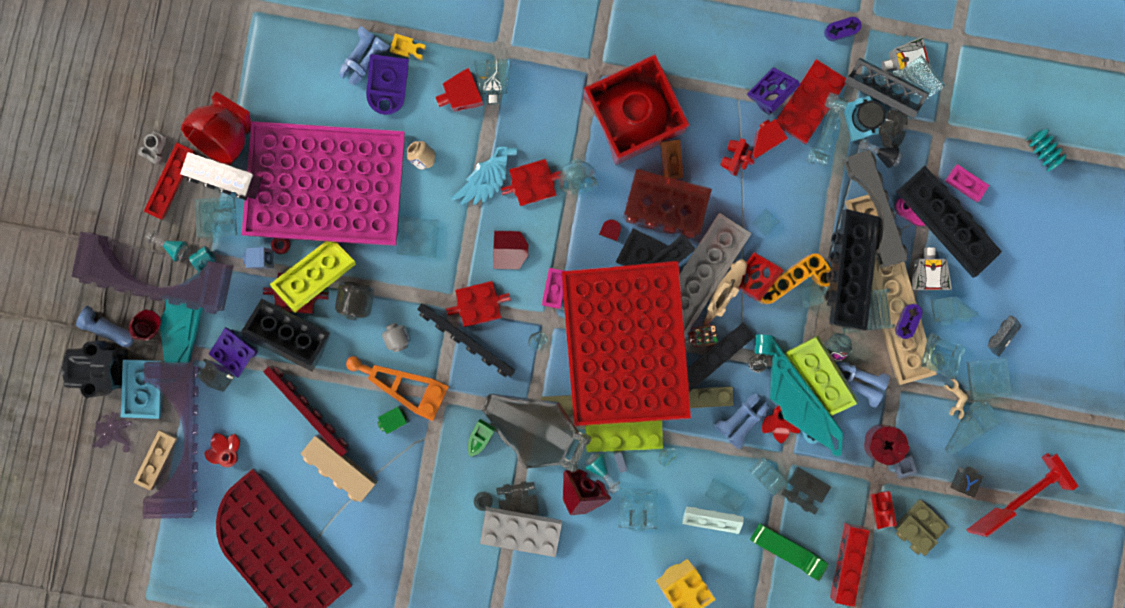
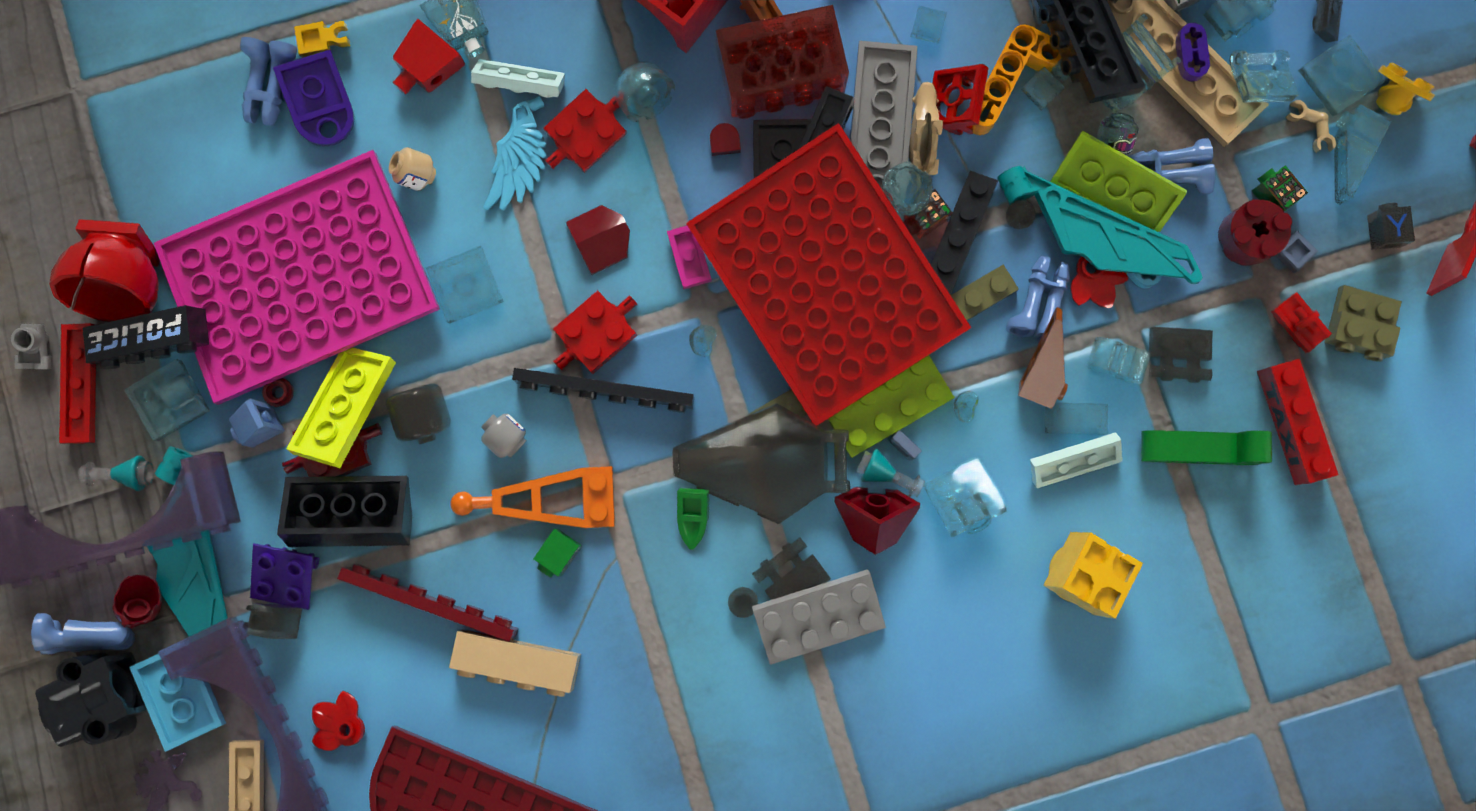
camera: 25 degrees left, 5 degrees down
(509, 131) = (518, 78): none -> light aqua plate
(698, 318) = (907, 188): none -> clear light blue hair
(721, 462) = (1045, 374): none -> slope
(914, 426) = (1280, 188): none -> brick
(1018, 405) = (1400, 91): none -> yellow plate

